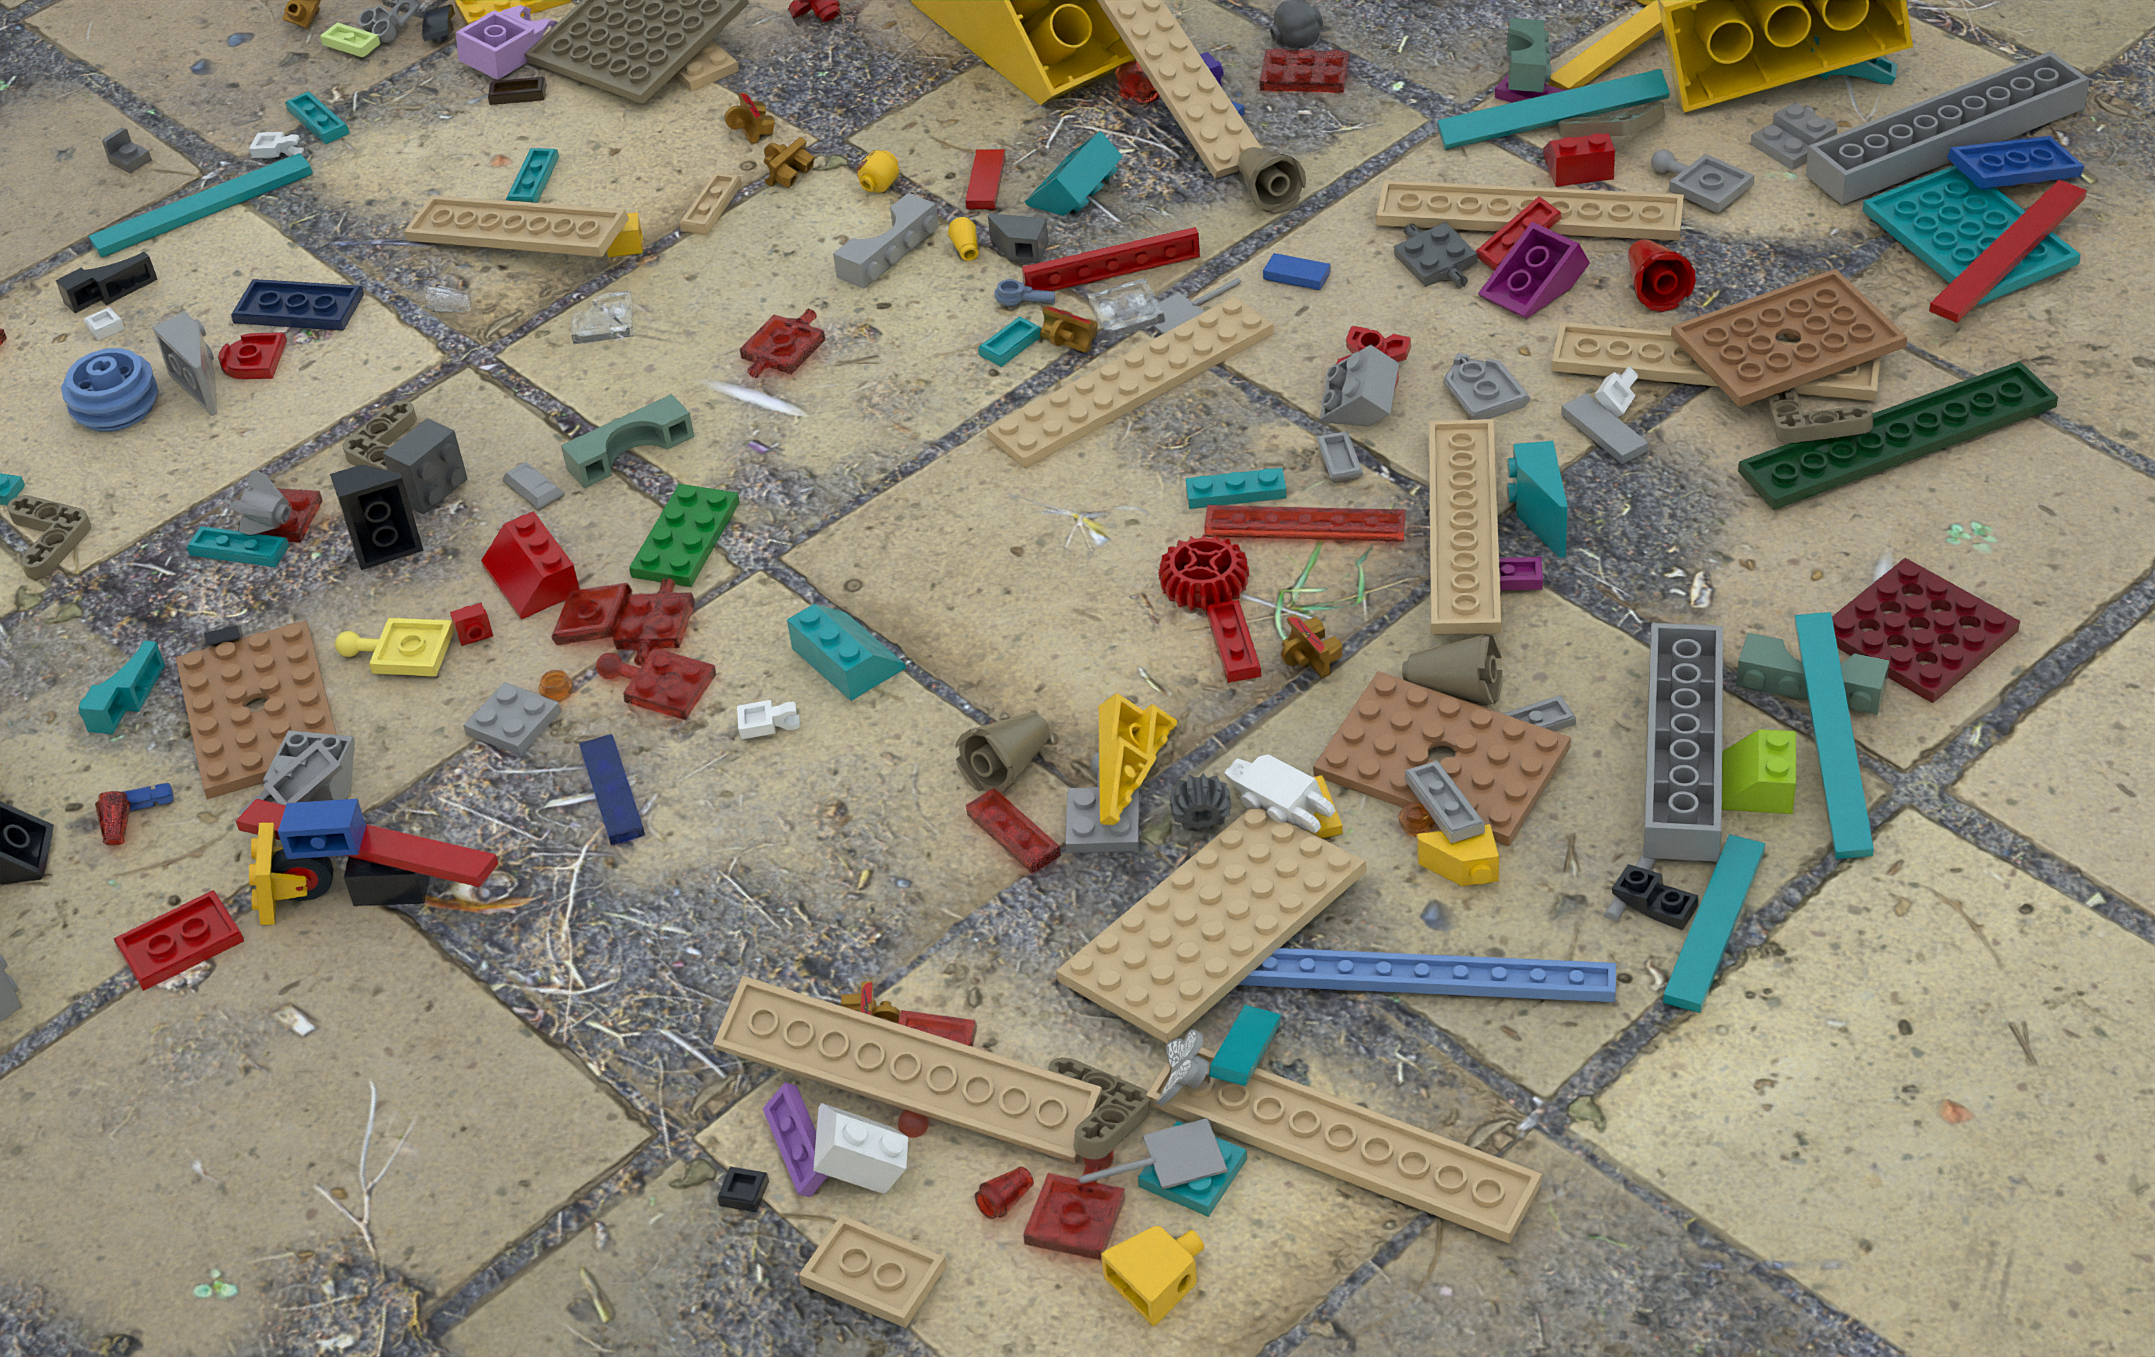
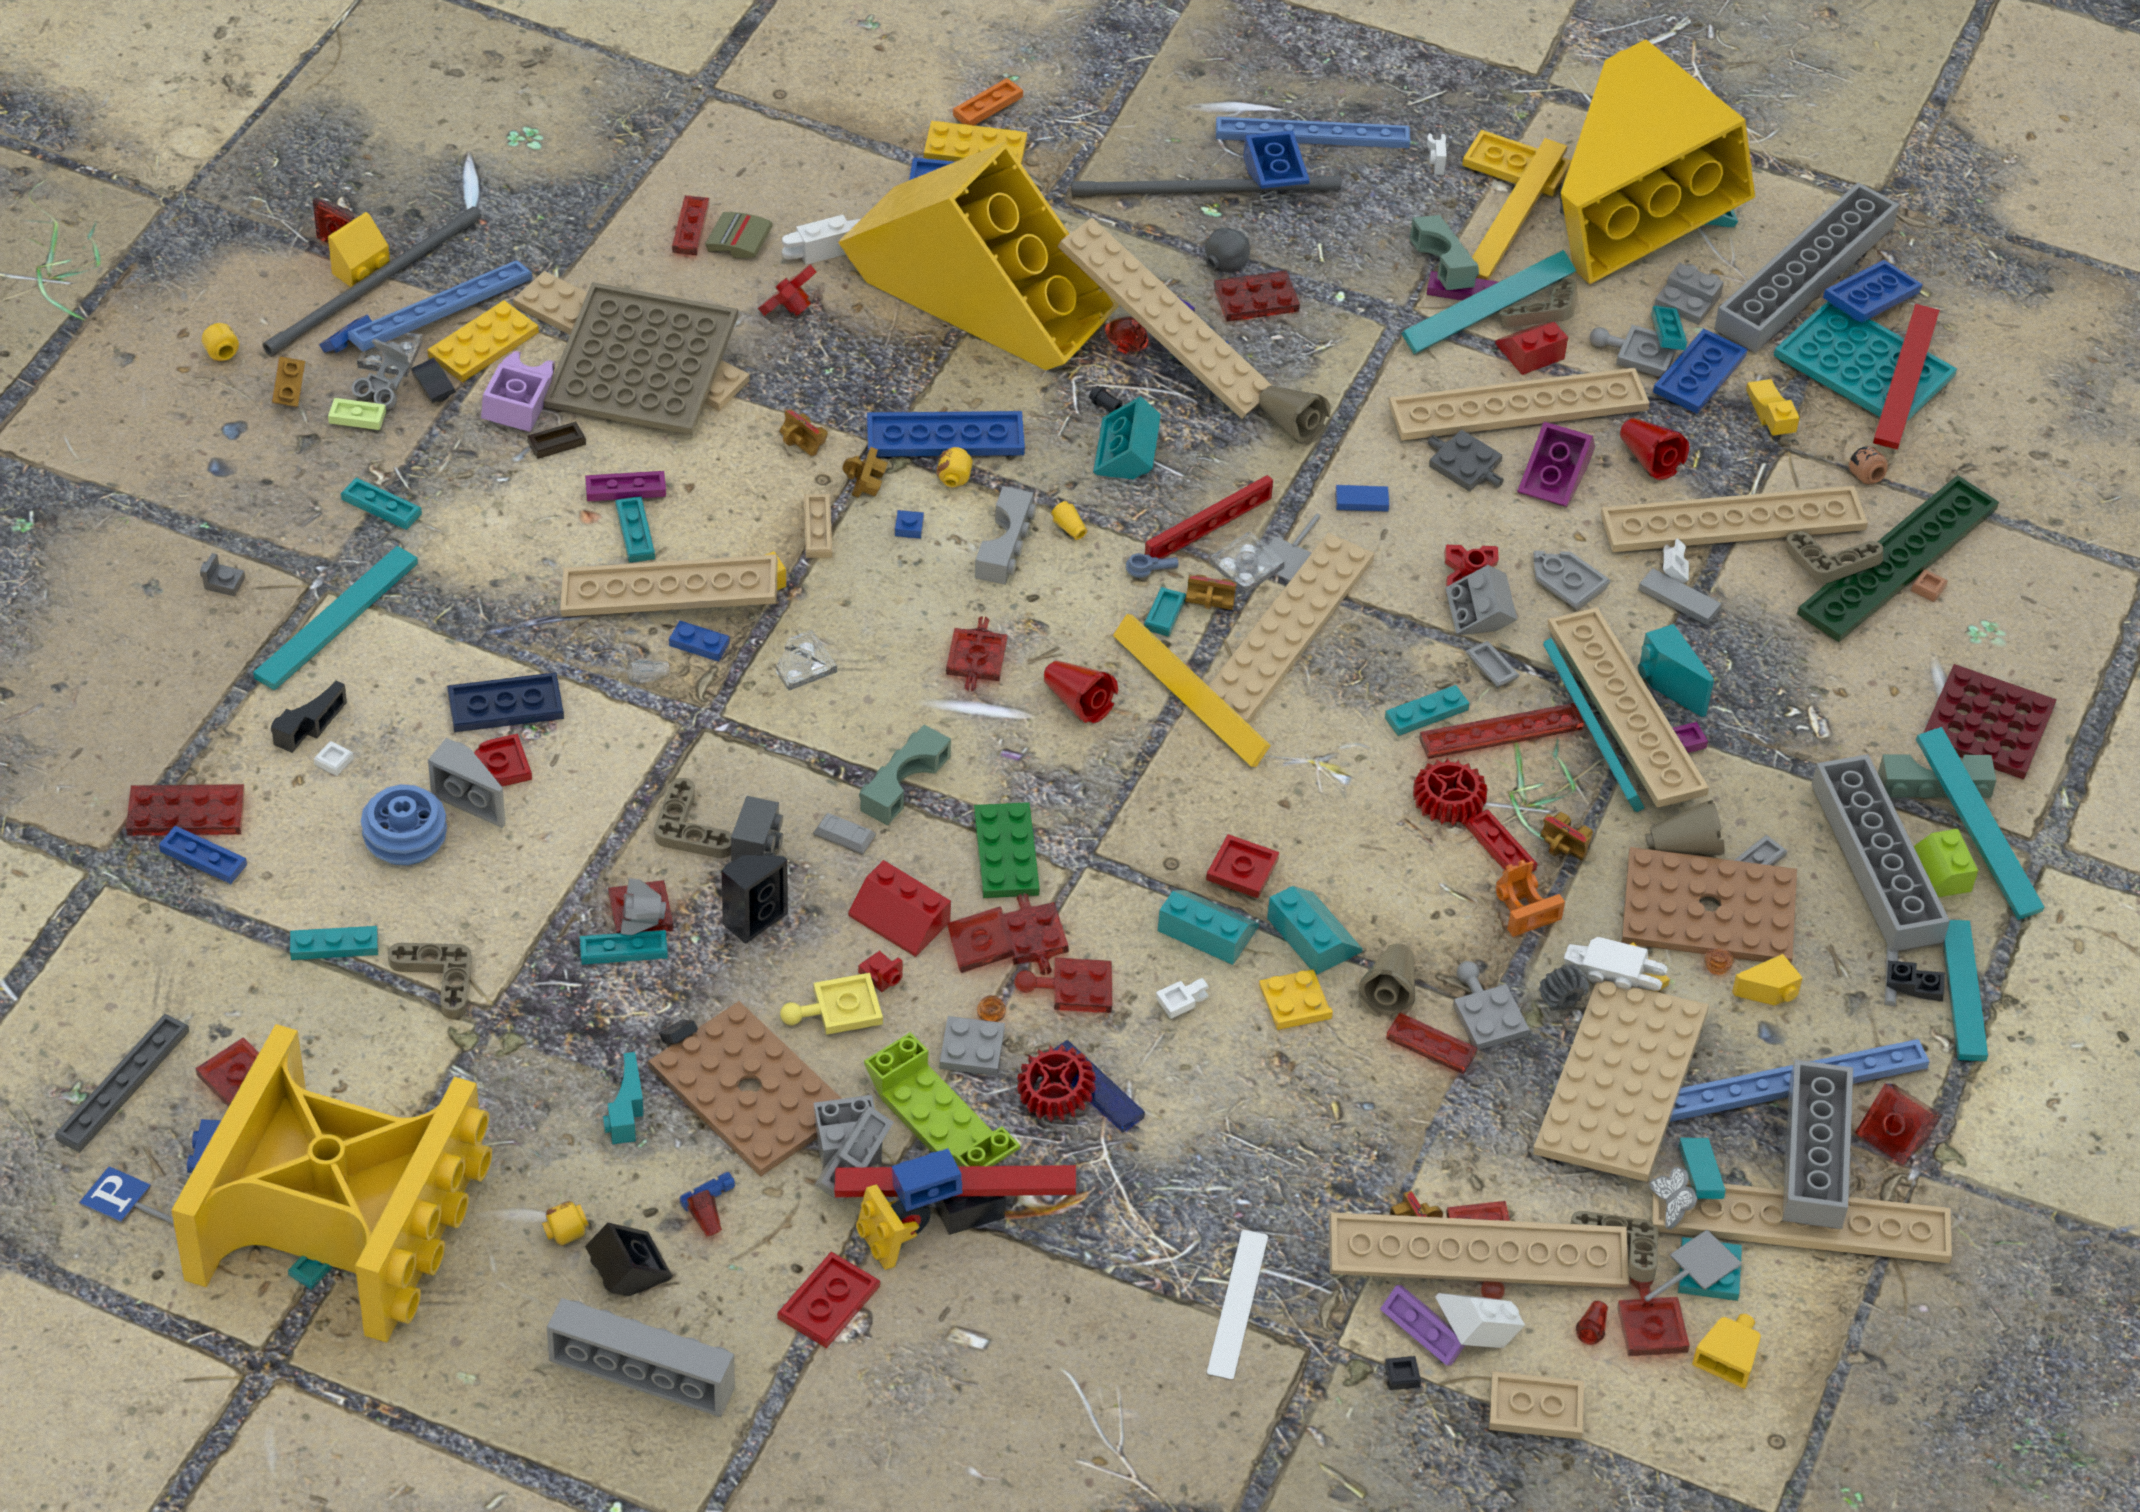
camera: 30 degrees left, 5 degrees up
(271, 144) = (362, 541): white plate -> none
(421, 763) = (932, 1107): none -> lime slope
(520, 284) = (699, 641): none -> blue plate
(536, 135) = (625, 485): none -> magenta plate
(561, 773) = (1056, 1098): none -> red gear
(609, 1062) = (1237, 1304): none -> white sticker
(802, 217) = (909, 524): none -> blue plate
(864, 397) = (1082, 689): none -> red cone
(894, 750) = (1295, 999): none -> yellow piece
(911, 143) = (934, 432): none -> blue plate
(922, 600) = (1242, 866): none -> red plate
(958, 679) = (1311, 929): none -> teal slope
(983, 420) = (1191, 690): none -> yellow tile
(985, 179) = (1047, 455): red tile -> none
(1019, 236) = (1115, 510): dark grey slope -> none
(1075, 134) = (1101, 397): none -> black pin
(1127, 751) = (1482, 954): yellow wedge -> none
(1220, 711) = (1521, 883): none -> orange tile
(1396, 1050) = (1818, 1144): none -> light grey brick
(1415, 539) = (1593, 725): none -> teal tile
(1444, 802) = (1742, 943): light grey tile -> none
(1500, 244) = (1526, 430): red tile -> none
(1534, 1054) = (1898, 1123): none -> clear red slope
(1746, 162) = (1669, 327): none -> teal tile
(1762, 210) = (1700, 371): none -> blue plate
(1824, 311) = (1793, 458): medium nougat plate -> none
(1828, 252) = (1772, 407): none -> yellow slope
(1918, 330) = (1868, 465): none -> nougat head
(1923, 471) = (1929, 585): none -> nougat tile

